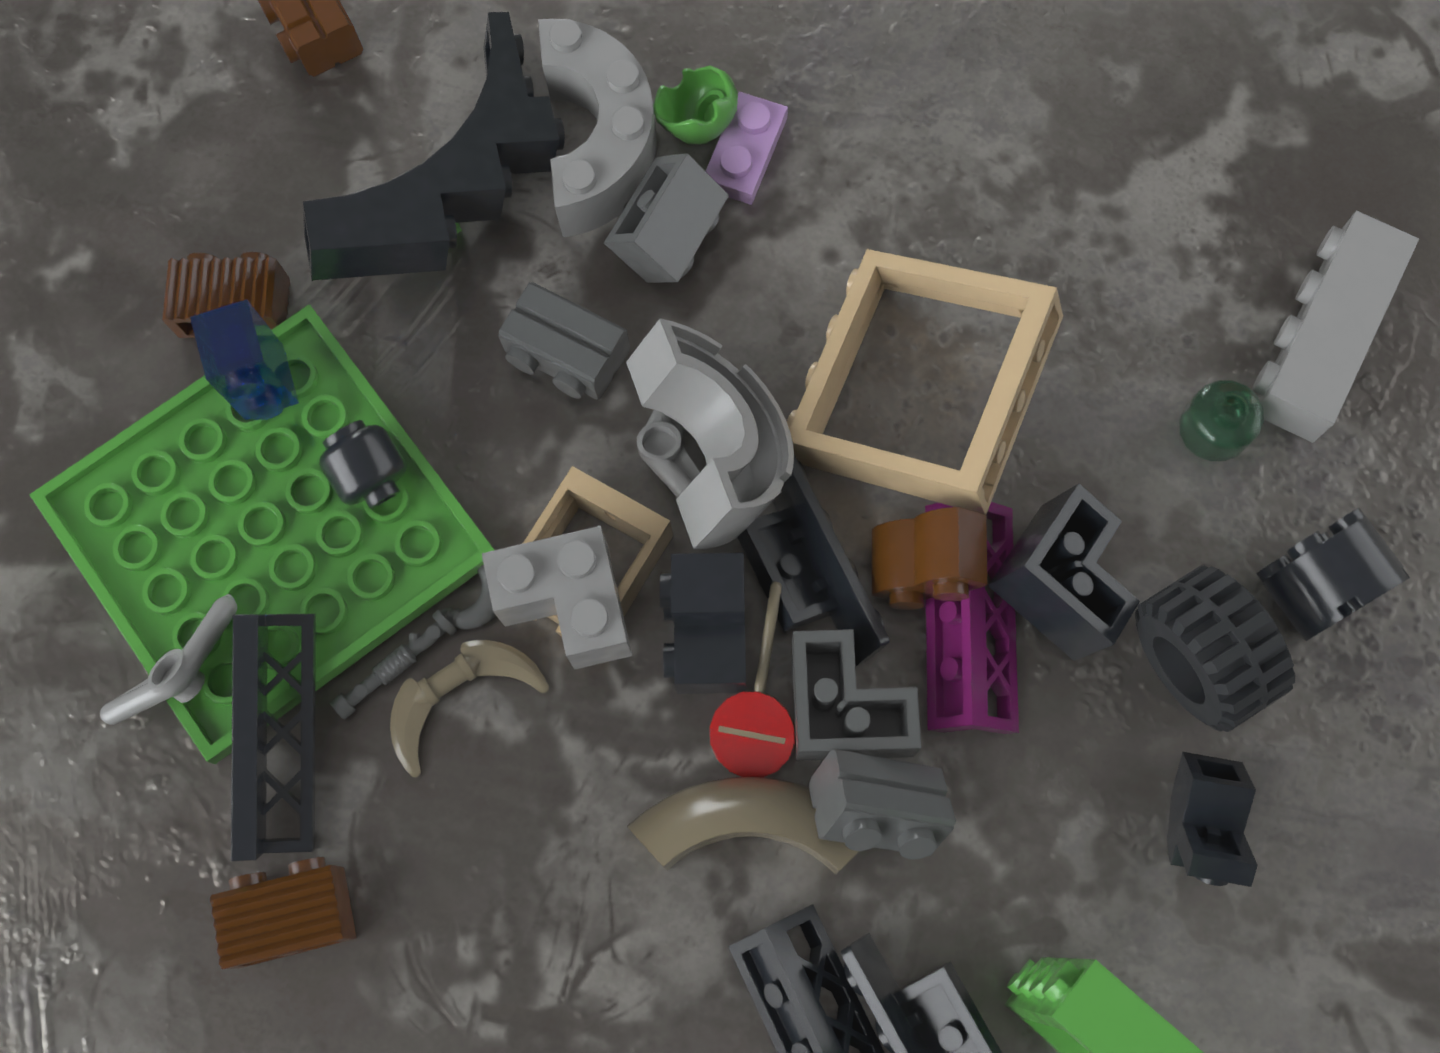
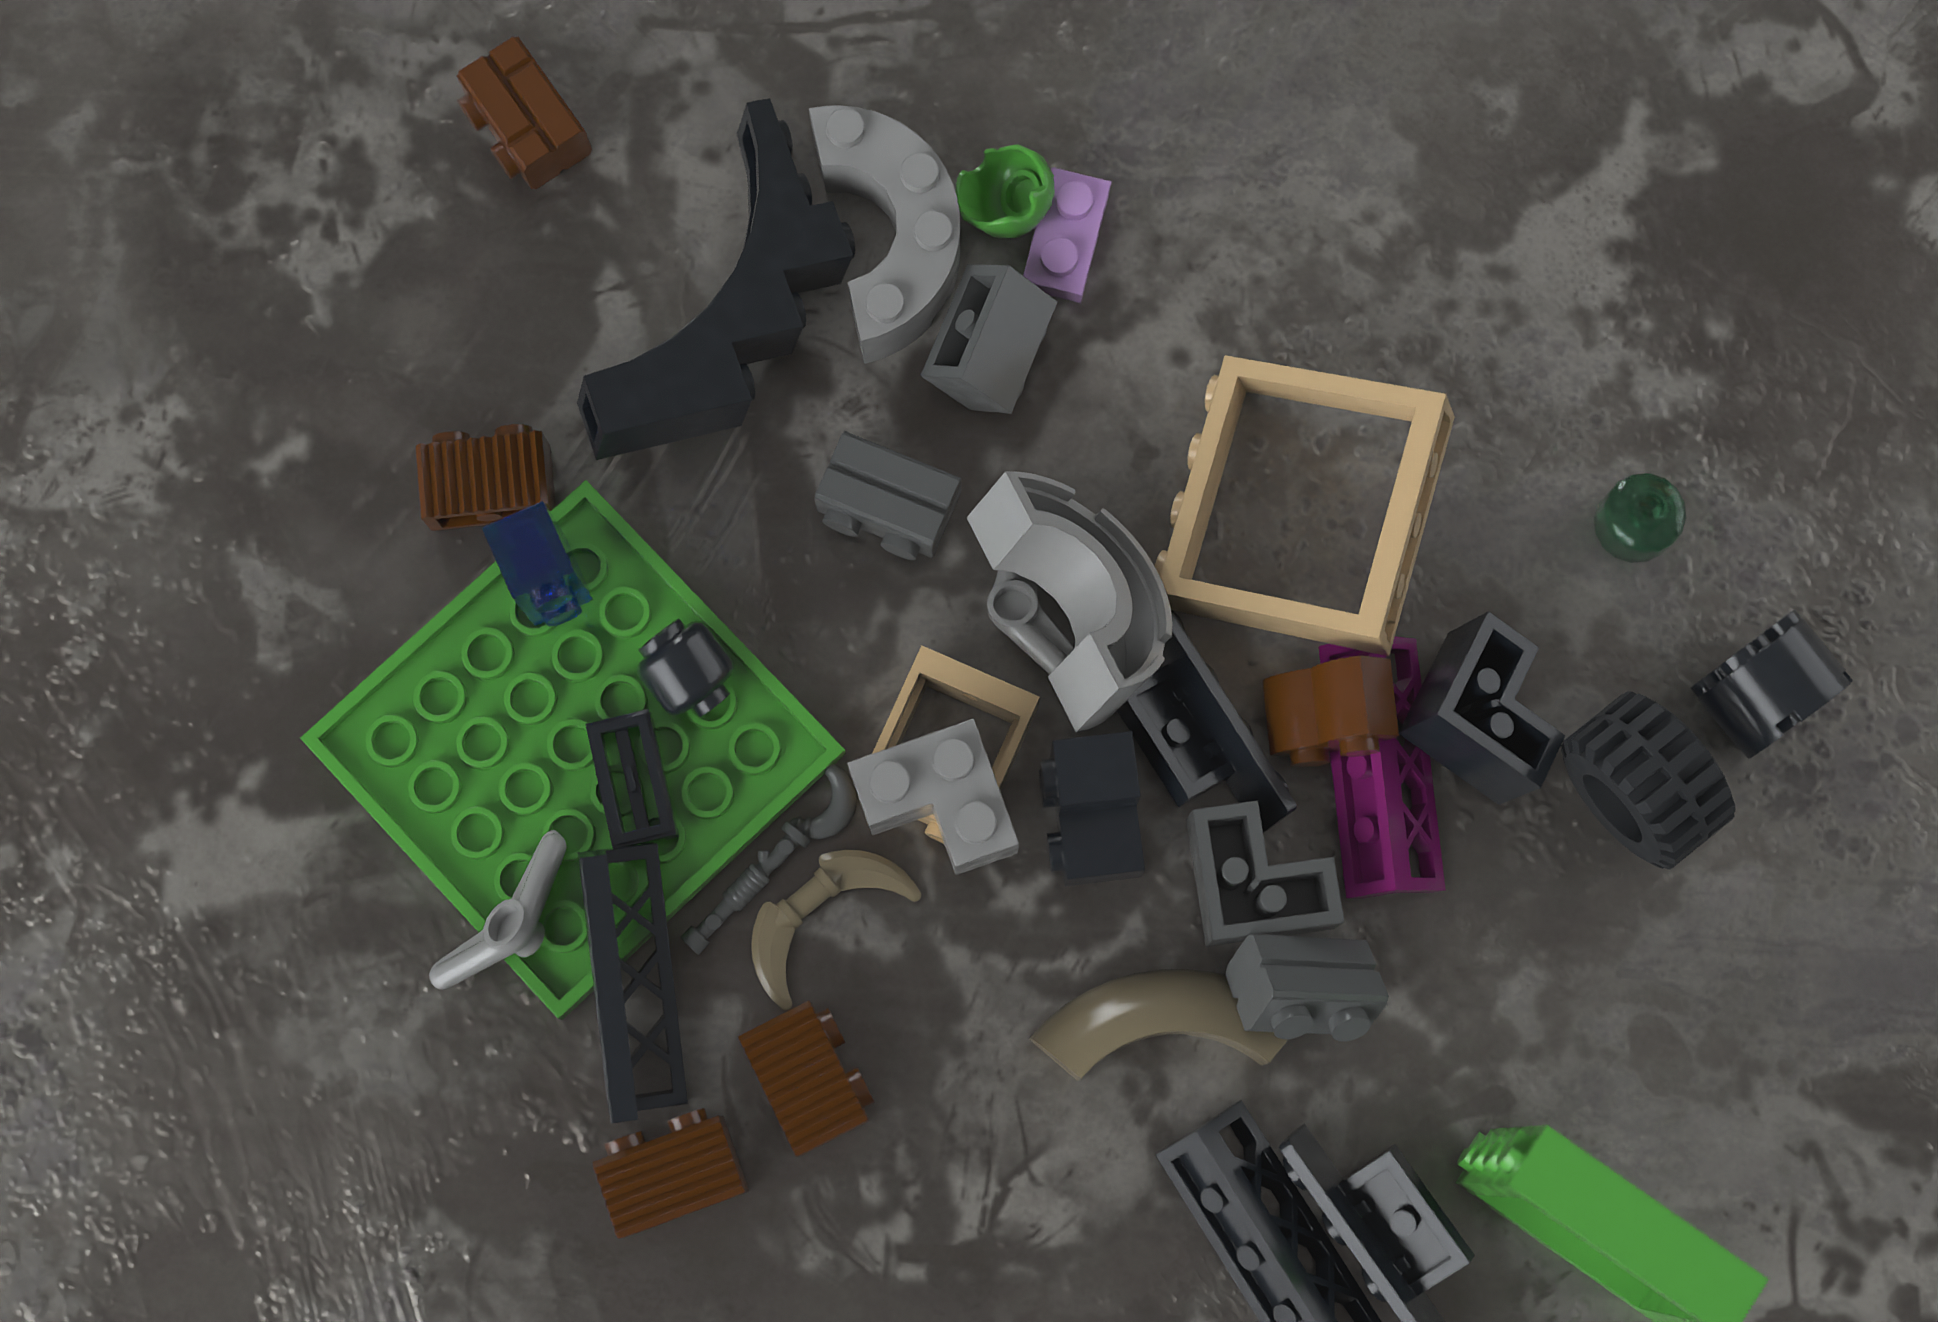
camera: 10 degrees left, 5 degrees up
(326, 551) = (644, 832): none -> black tile
(419, 839) = (805, 1077): none -> reddish brown brick
(753, 729) = (1156, 918): red piece -> none
(1209, 820) = (1657, 964): black brick -> none
(1333, 326) = (1758, 393): light grey brick -> none

